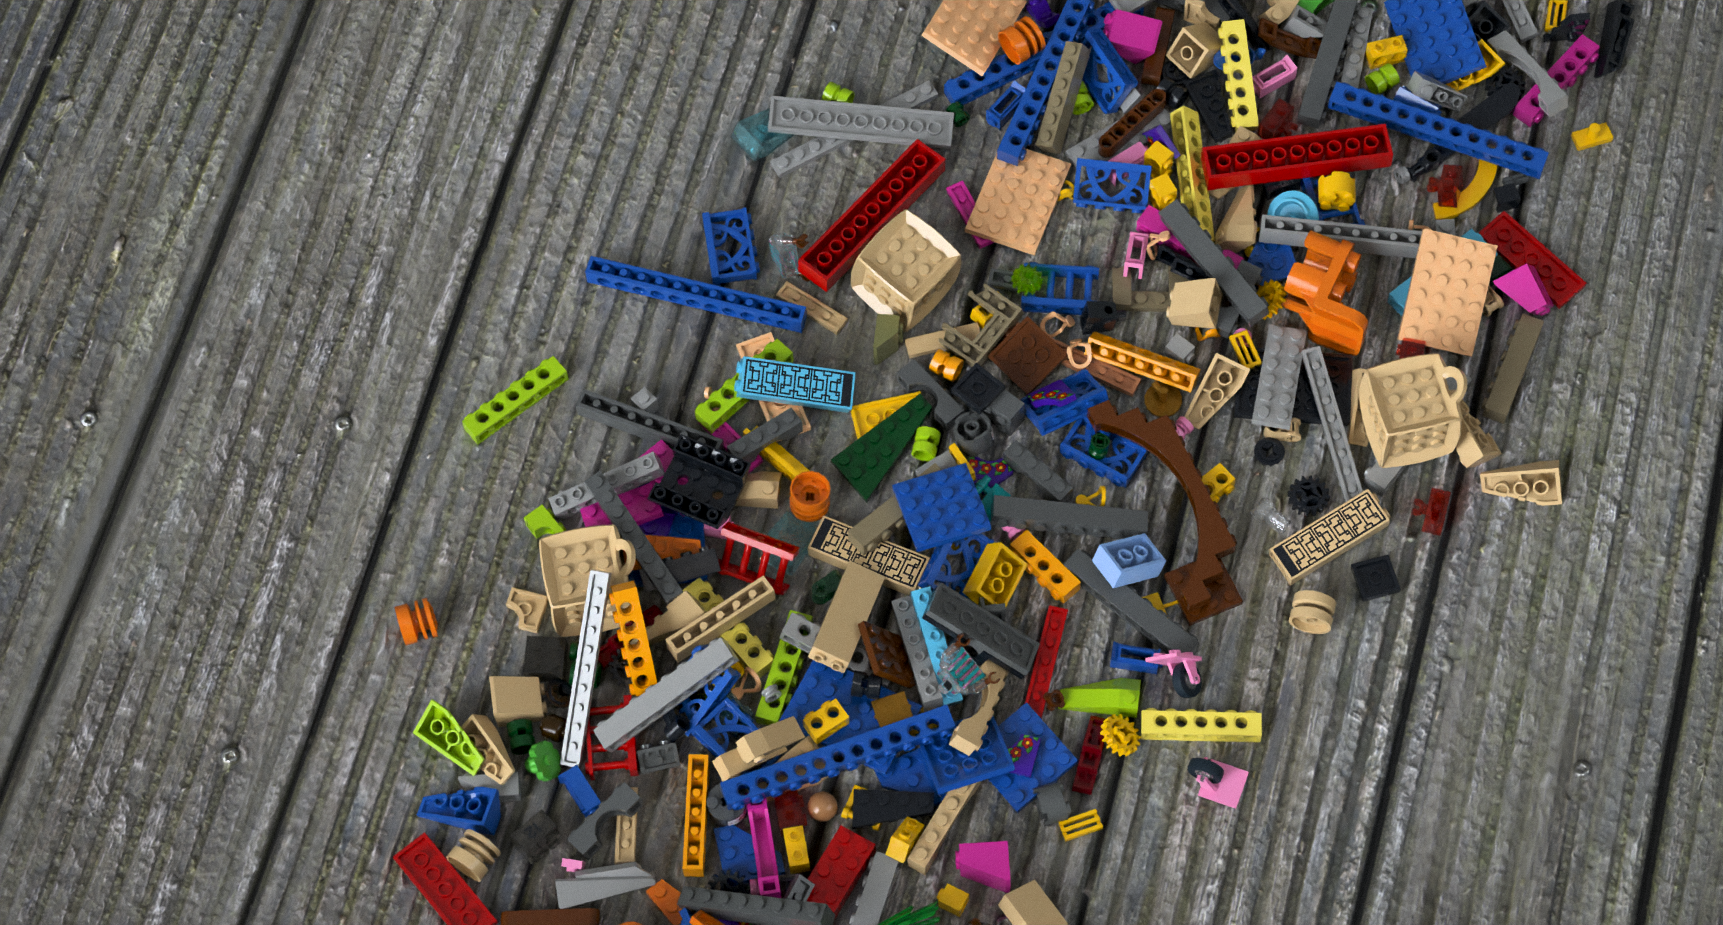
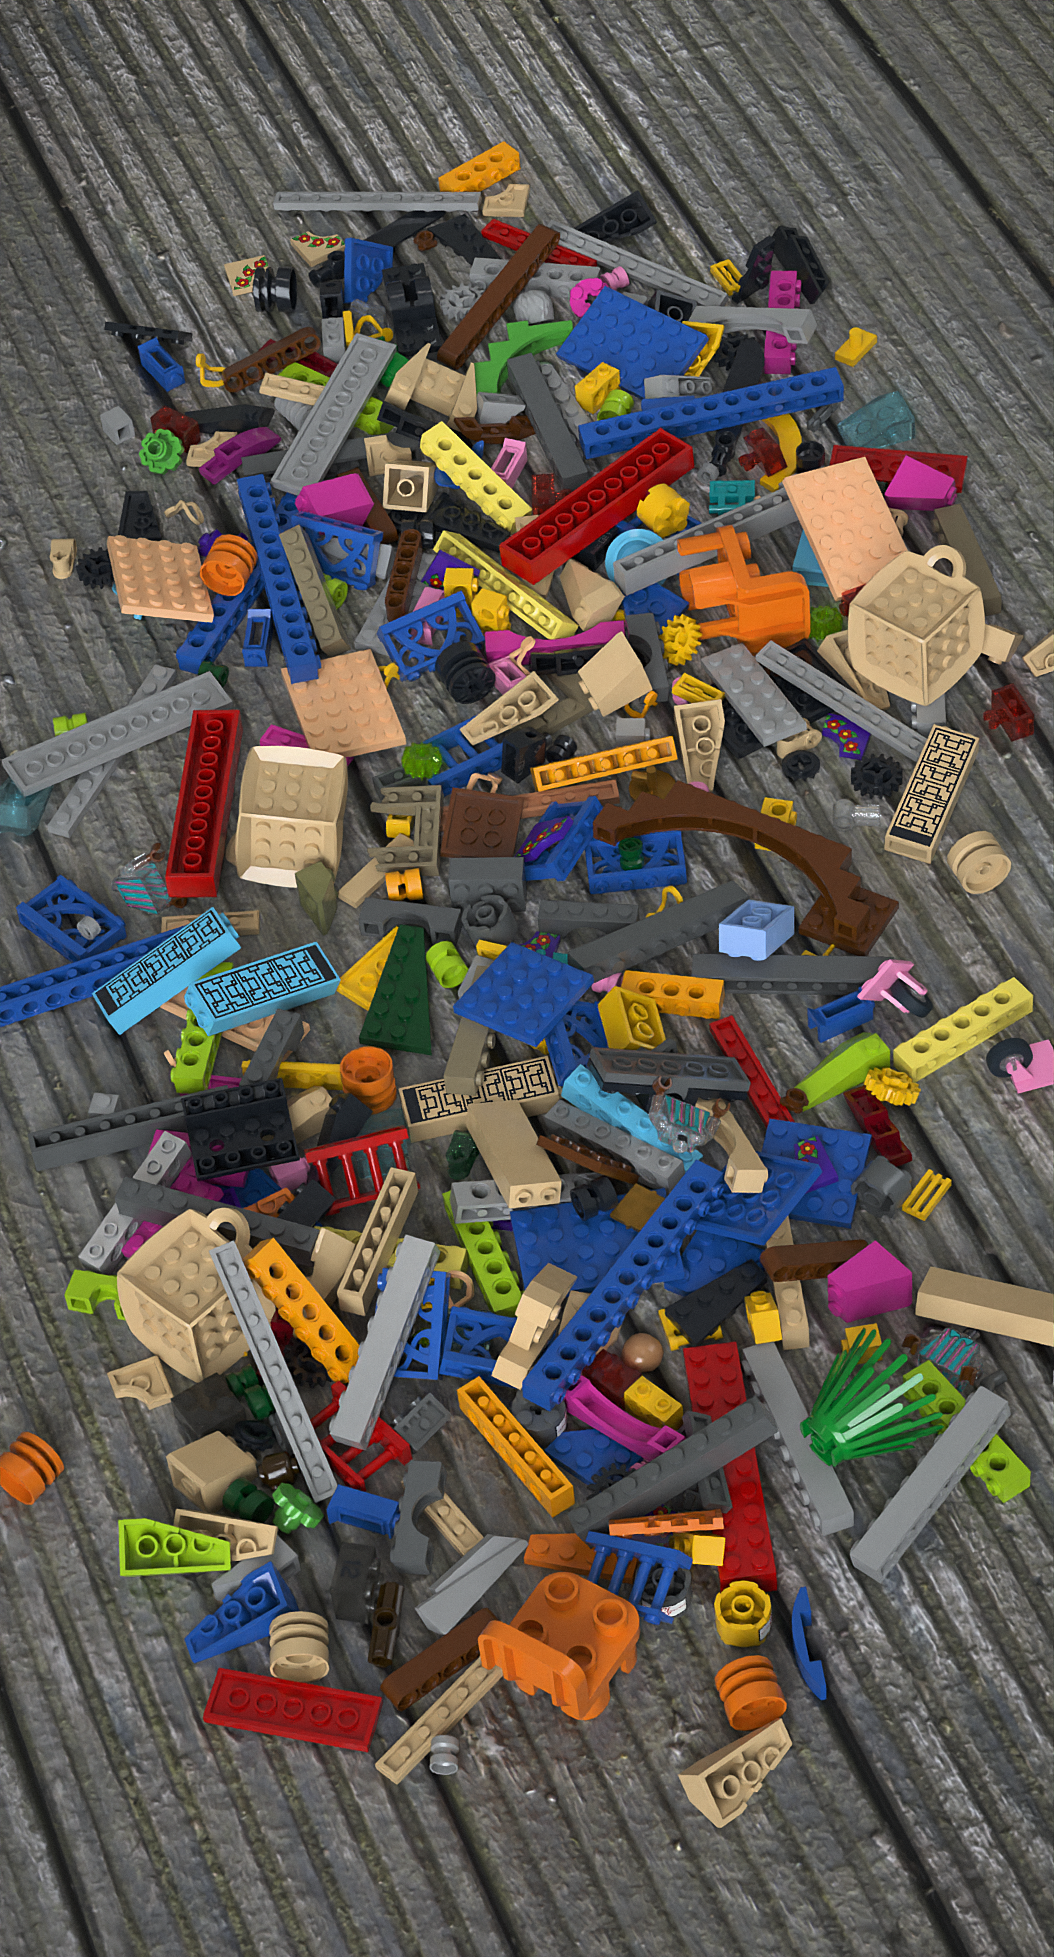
camera: 35 degrees left, 15 degrees down
(526, 884) = (384, 1637): none -> dark brown piece
(573, 865) = (419, 1585): bright pink plate -> none
(675, 724) = (415, 1373): black piece -> none
(732, 261) = (88, 928): none -> light grey axle
(750, 329) = (167, 970): none -> medium azure brick
(765, 519) = (341, 1122): none -> black wedge
(771, 693) = (495, 1276): light grey bush -> none
(829, 724) = (584, 1252): yellow brick -> none
(965, 824) = (808, 1260): none -> reddish brown beam
(978, 388) = (464, 869): black plate -> none
(1078, 342) = (541, 781): light nougat piece -> none
(1110, 228) = (465, 672): none -> black wheel
(1116, 281) = (516, 706): none -> tan wedge
(1125, 331) = (563, 749): none -> black wheel
(1213, 262) = (595, 630): dark grey brick -> none
(1318, 454) = (849, 736): none -> dark purple tile
(1375, 350) = (824, 622): none -> clear neon green gear
(1375, 578) = (1007, 803): black plate -> none
(1404, 200) = (730, 492): none -> teal plate
(1475, 214) = (809, 456): none -> black wheel
(1506, 197) = (828, 432): black panel -> none
(1549, 213) = (879, 423): none -> clear light blue slope

